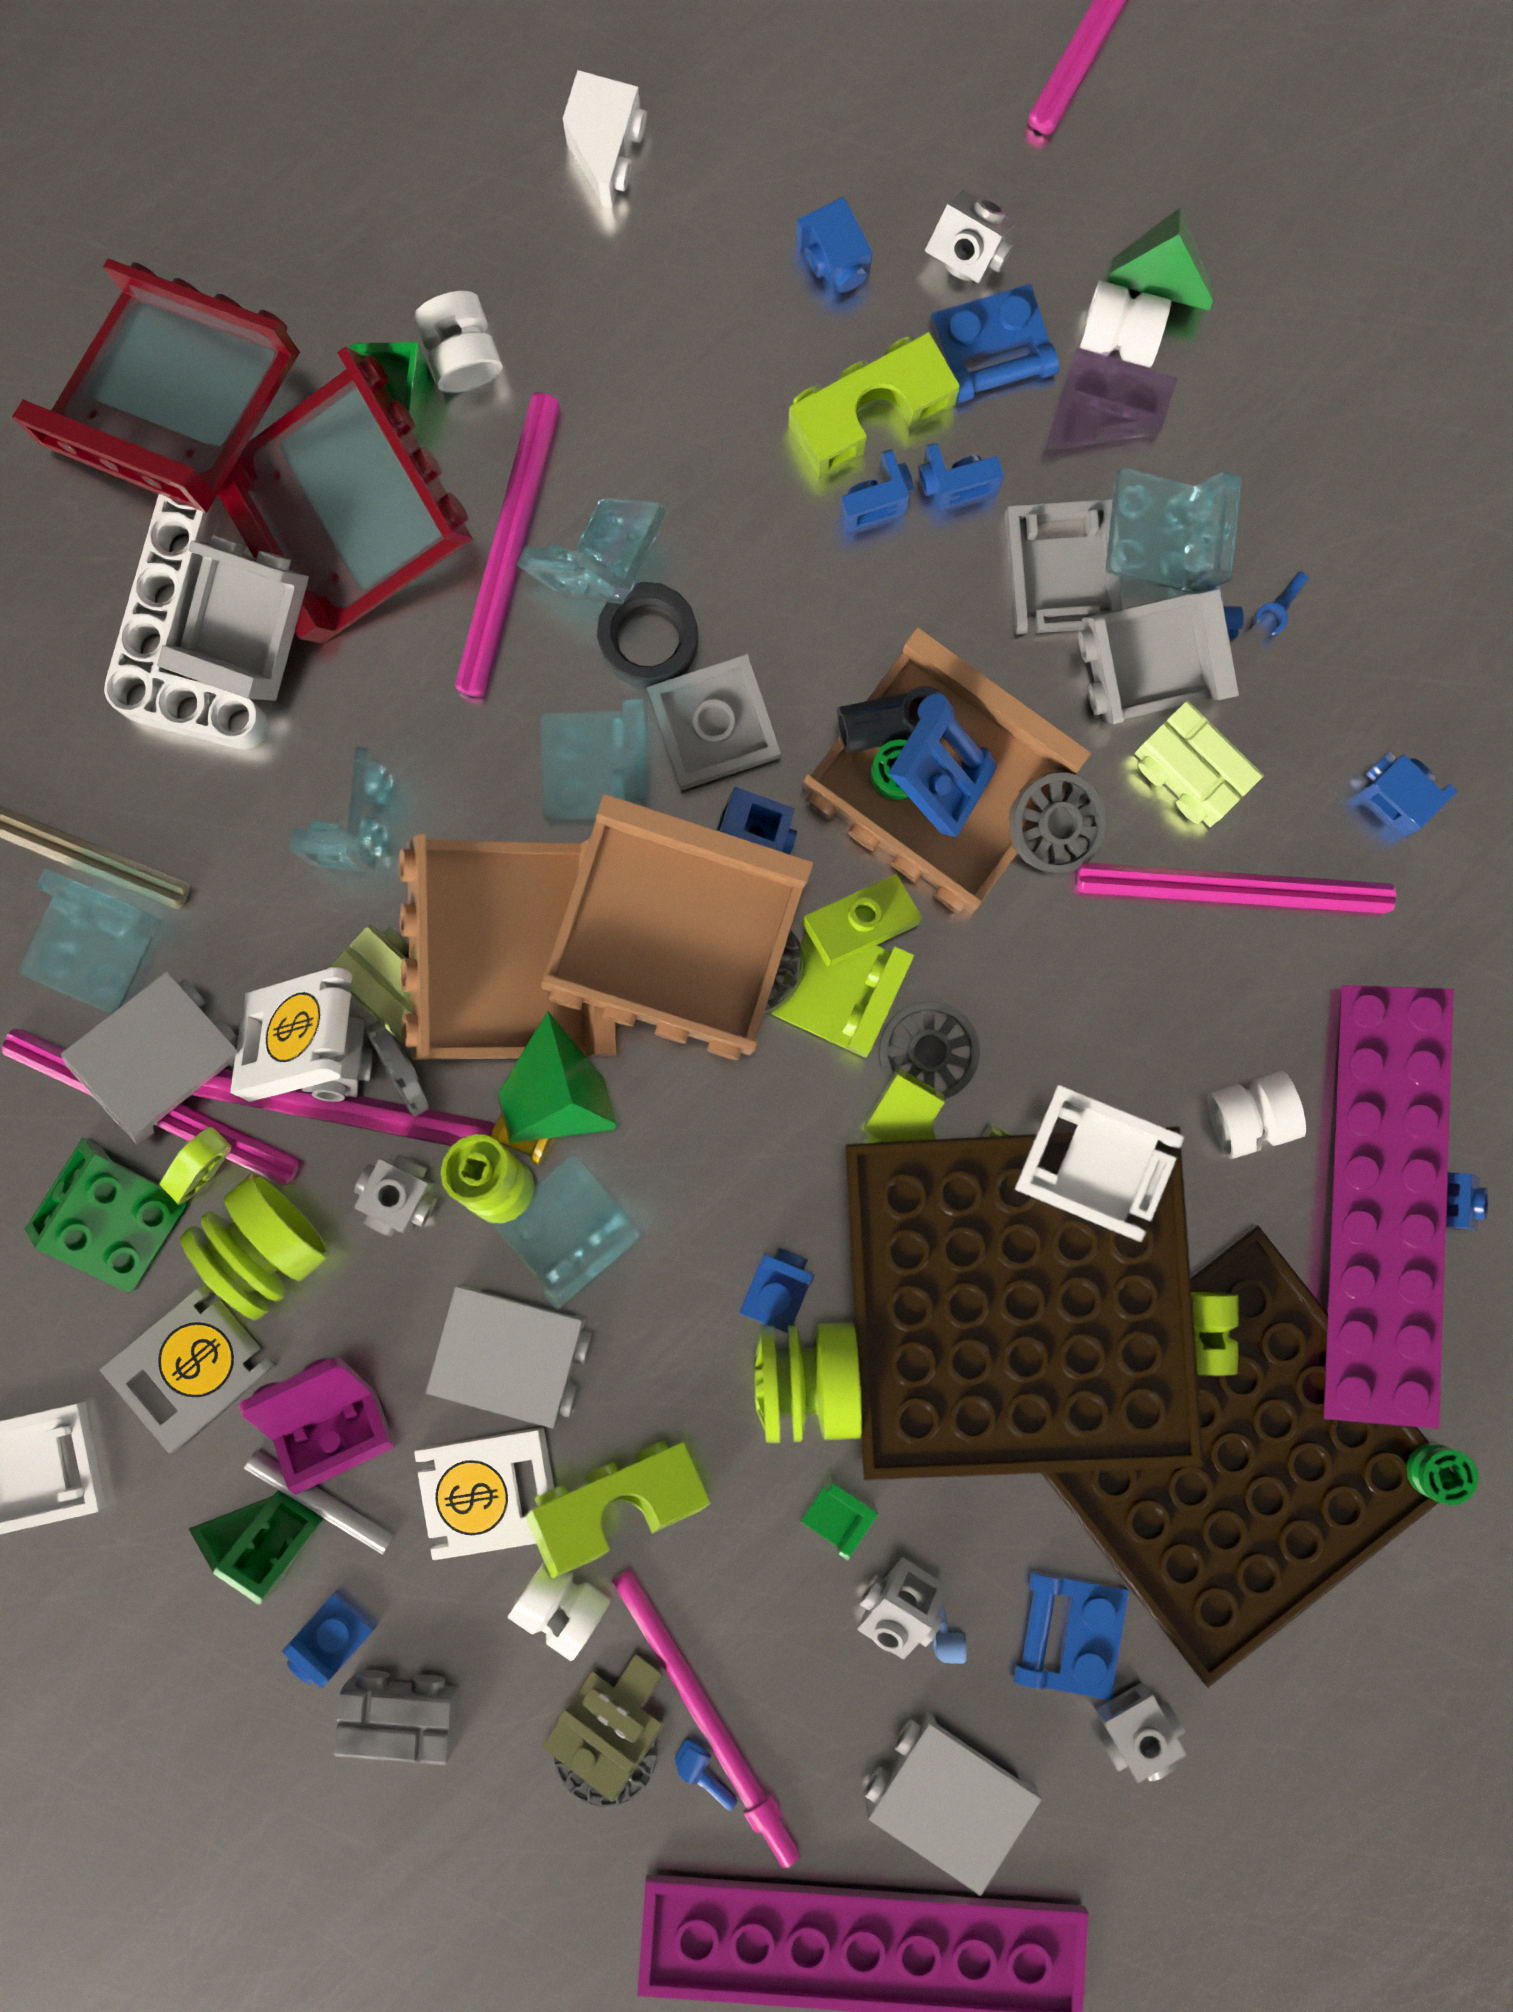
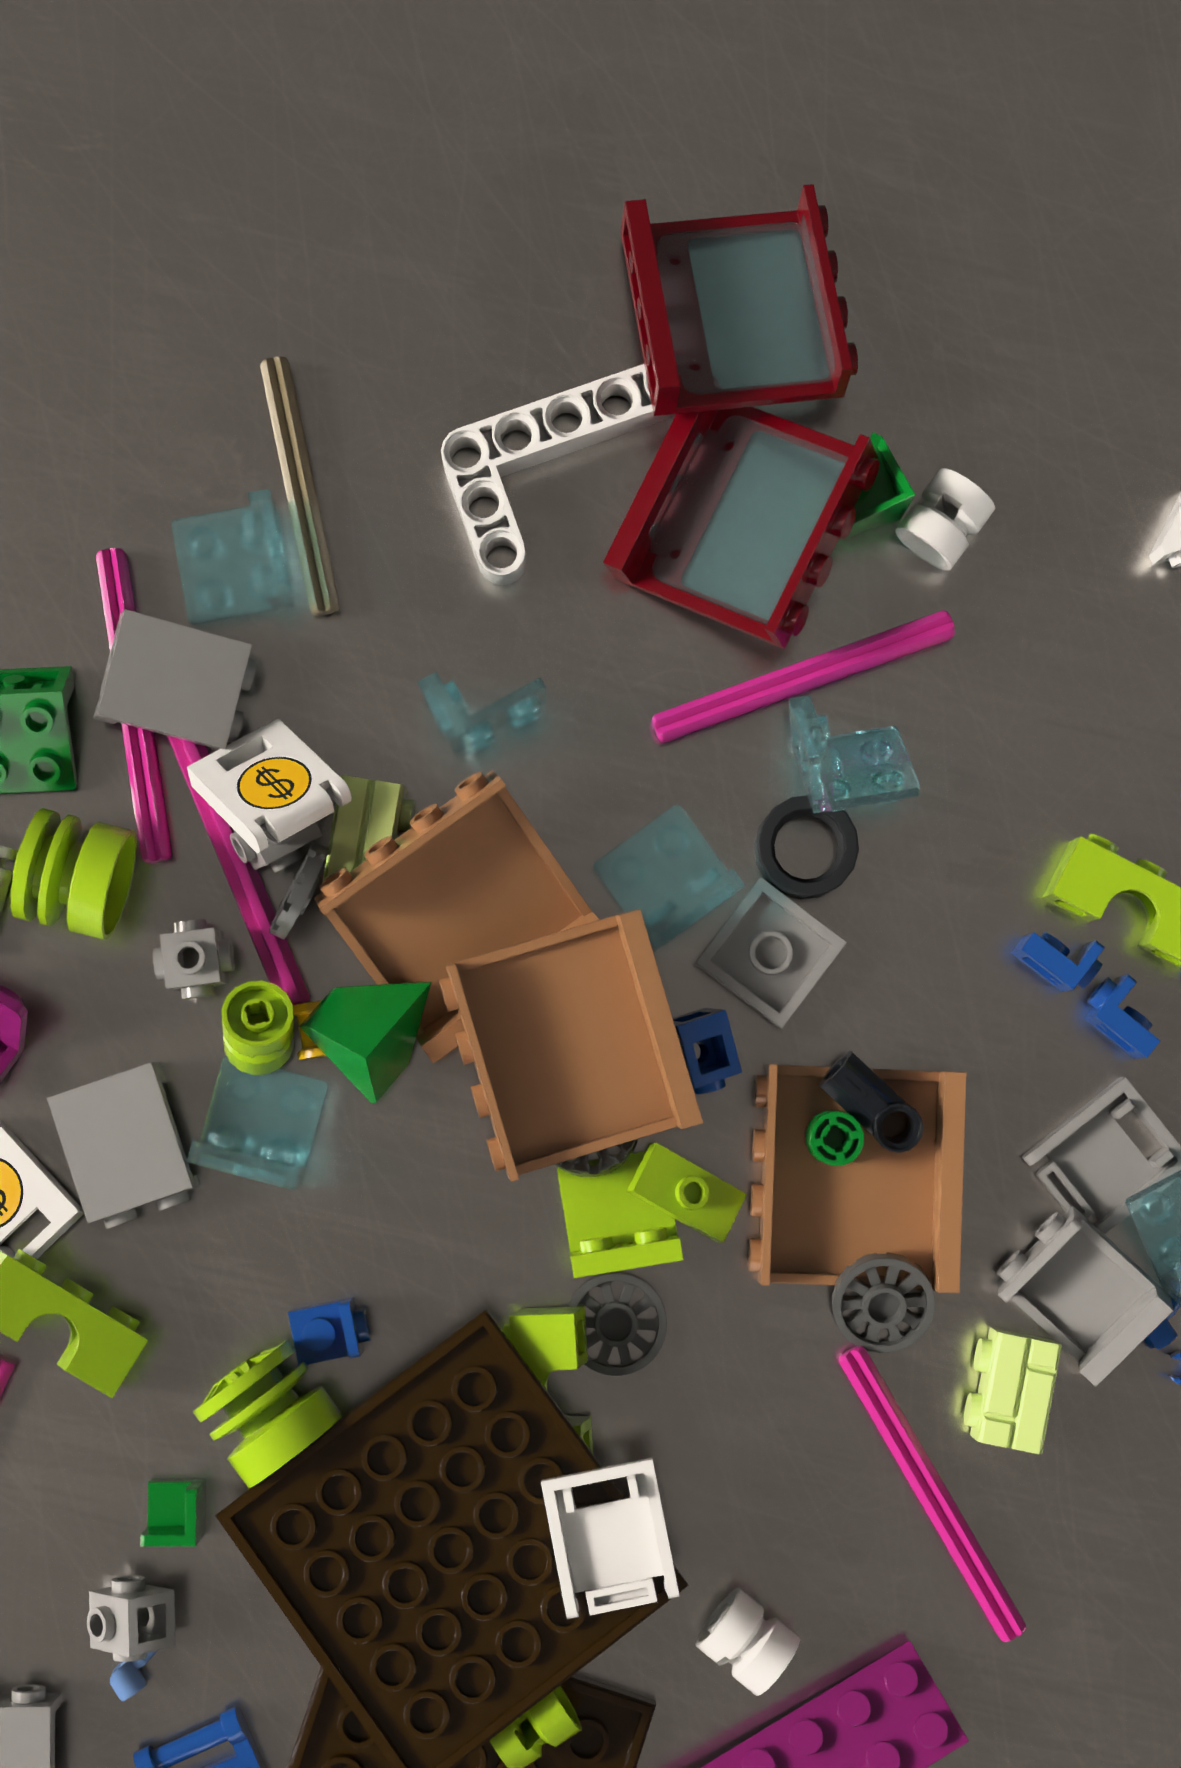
camera: 50 degrees right, 0 degrees up
(195, 1165) = (108, 778): lime beam -> none
(238, 620) = (582, 502): light grey panel -> none
(932, 775) = (846, 1173): blue plate -> none
(1404, 792) = (1112, 1585): blue brick -> none

